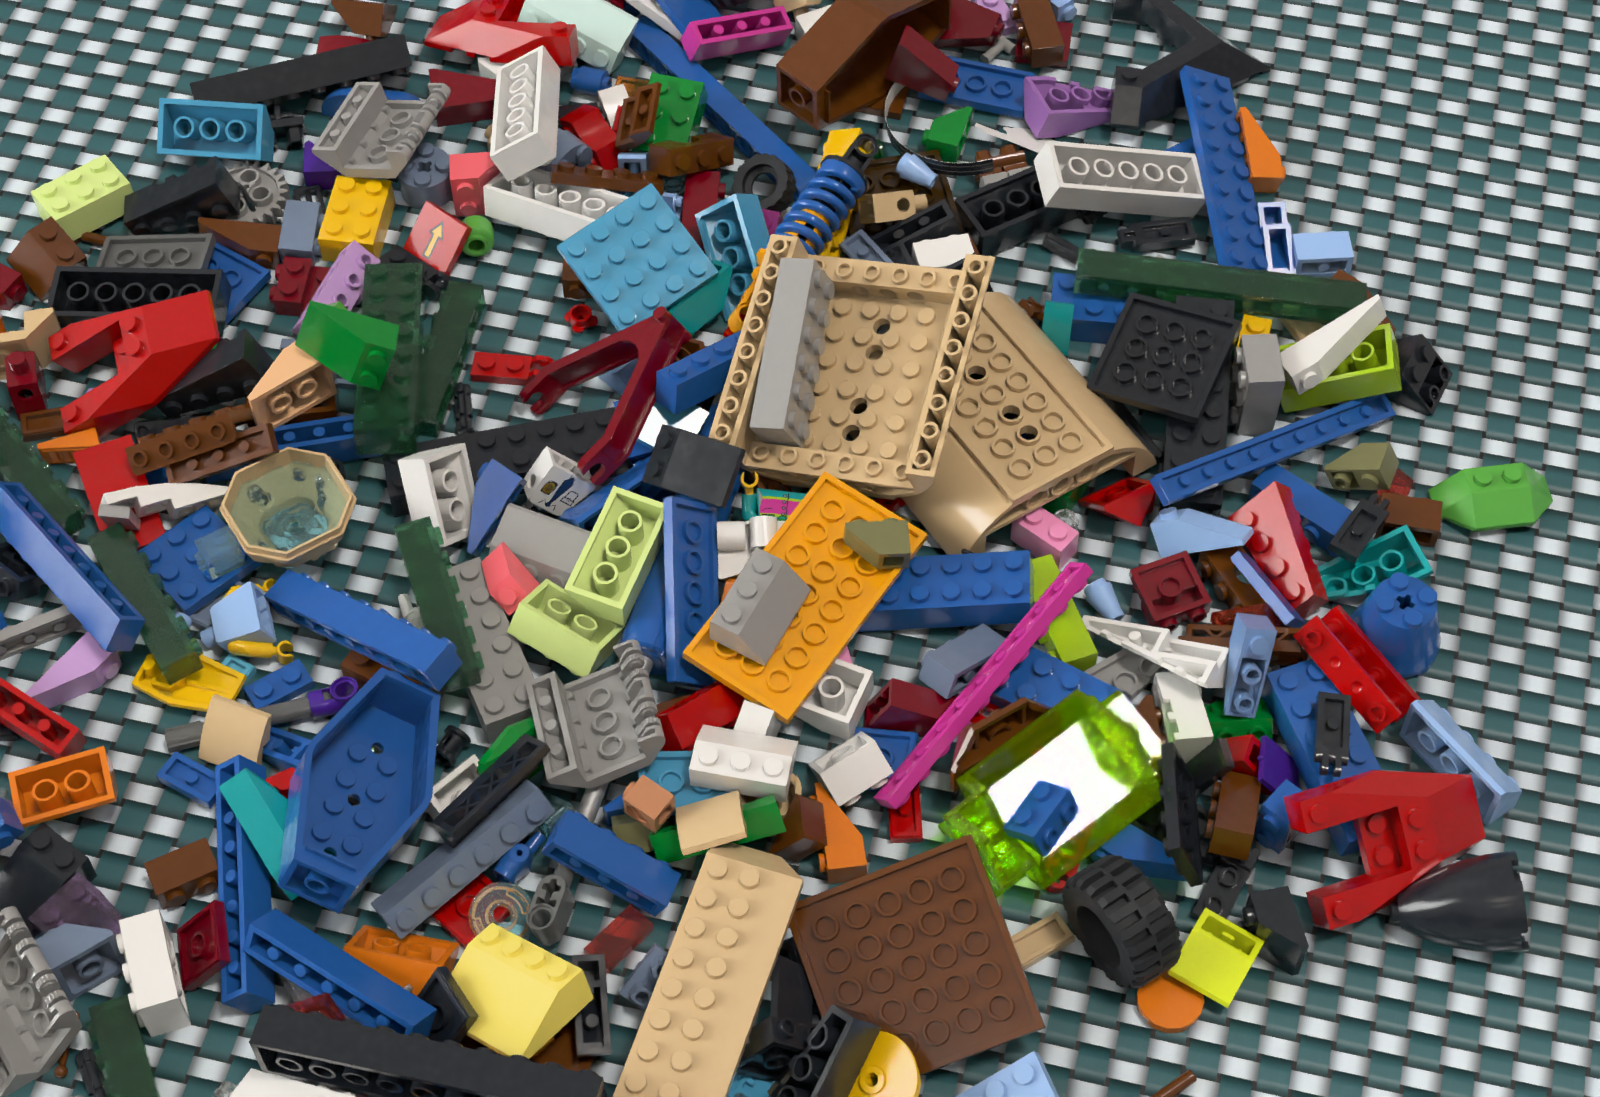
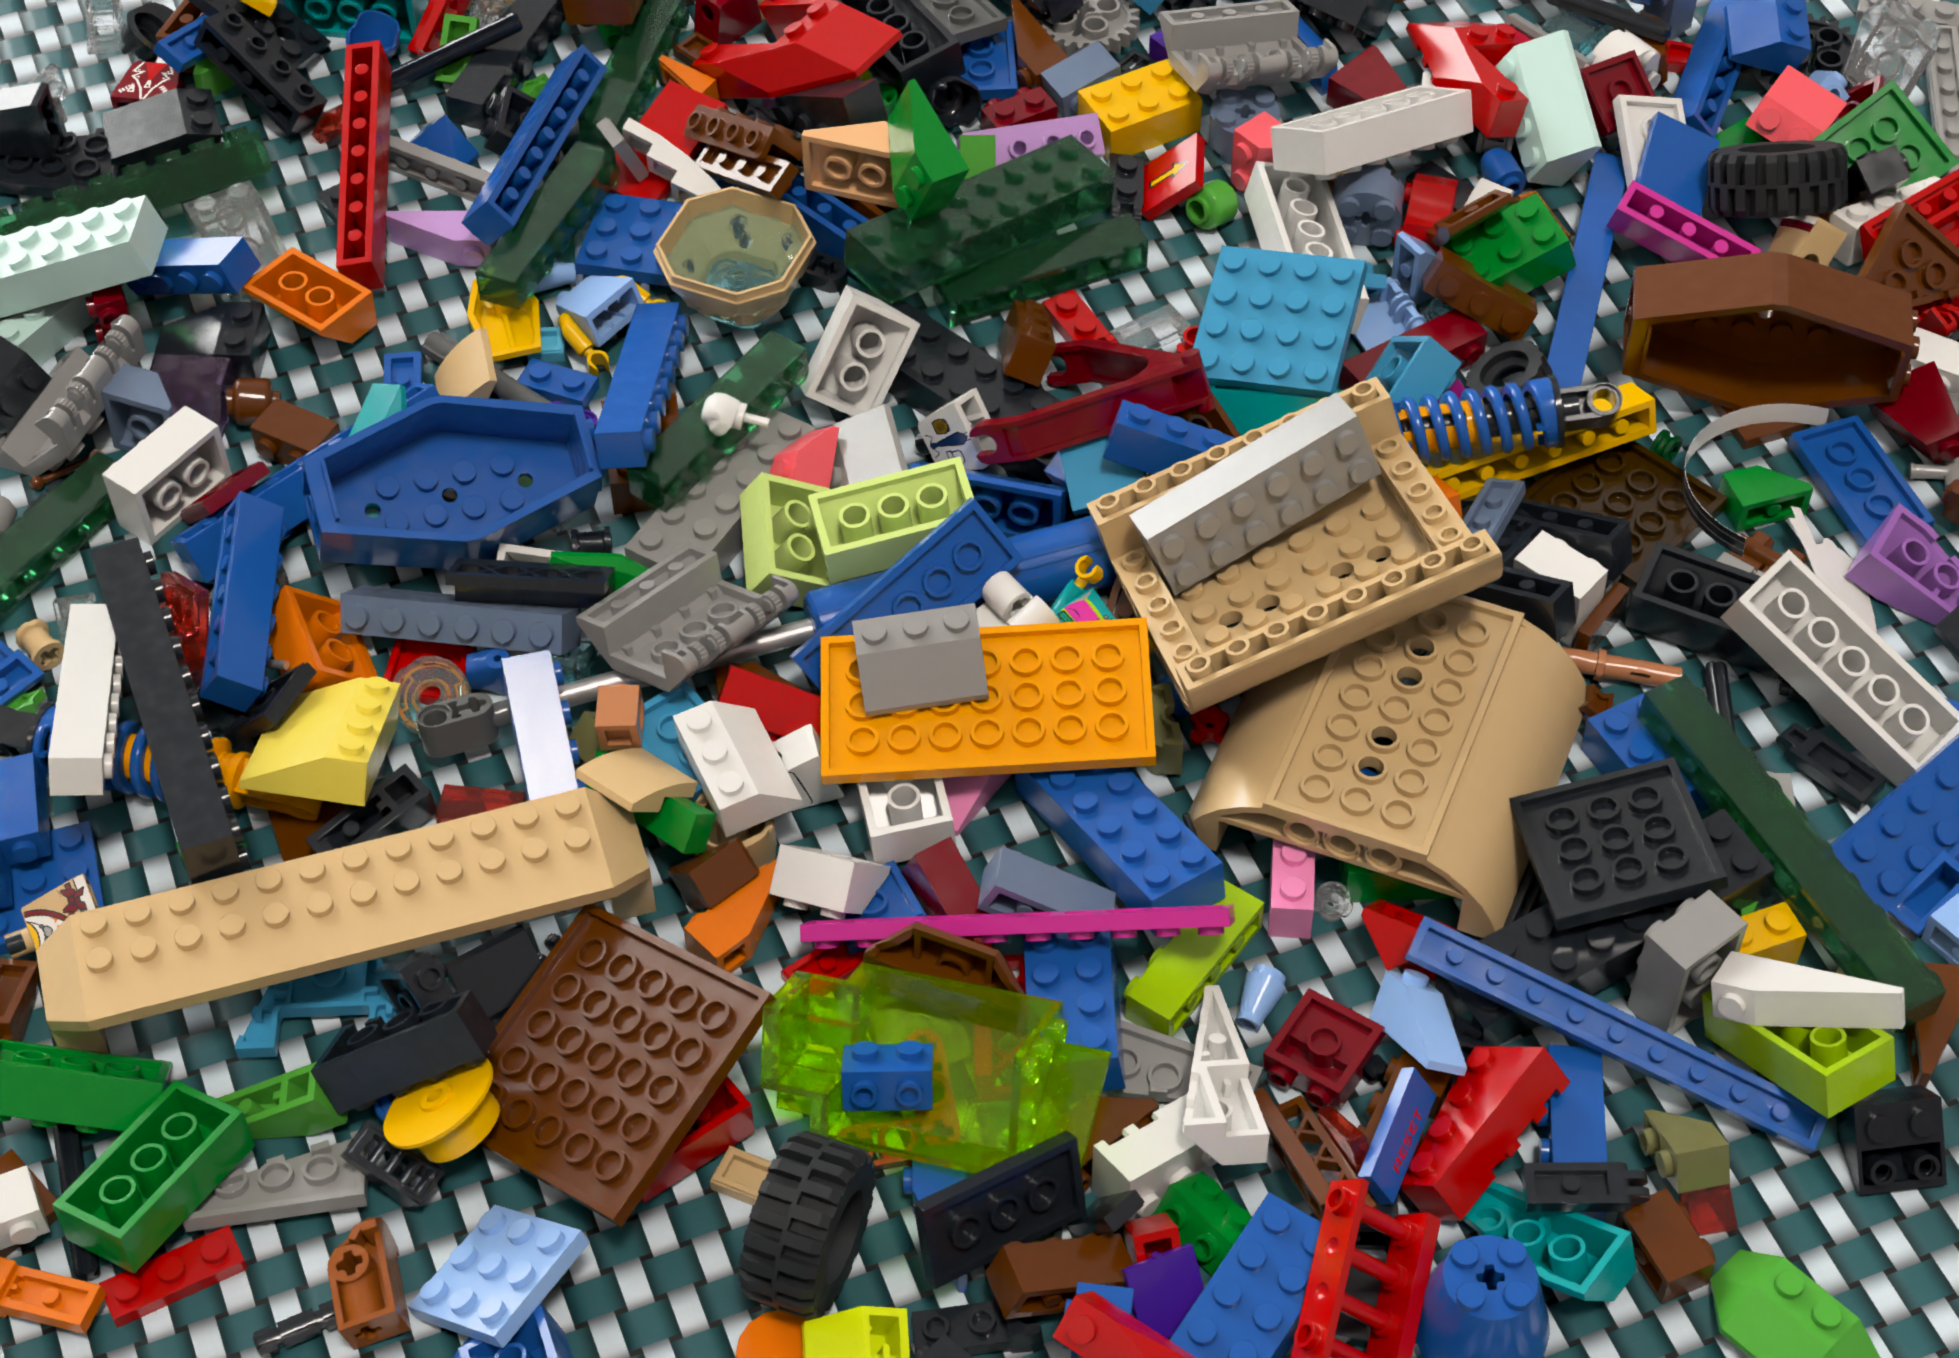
camera: 55 degrees right, 5 degrees down
(124, 882) = (249, 399): none -> reddish brown head
(218, 553) = (639, 237): clear light blue brick -> none
(248, 310) = (954, 100): none -> black hair
(453, 592) = (726, 412): none -> white piece
(463, 408) = (990, 326): black axle -> none
(492, 494) = (903, 384): blue slope -> none
(516, 399) = (1026, 342): none -> reddish brown brick
(547, 334) = (1153, 329): none -> clear tile
(594, 177) = (1366, 243): reddish brown plate -> none
(693, 466) = (1046, 502): black slope -> none
(880, 543) = (1097, 718): olive slope -> none
(890, 206) = (1572, 482): tan torso -> none
(916, 171) = (1666, 487): light blue cone -> none
(922, 66) = (1806, 404): dark red slope -> none
(1021, 274) = (1636, 671): none -> nougat pin
(1058, 323) = (1585, 732): teal slope -> none
(1248, 663) = (1260, 1160): medium blue slope -> none
(1332, 732) = (1235, 1300): black hinge -> none

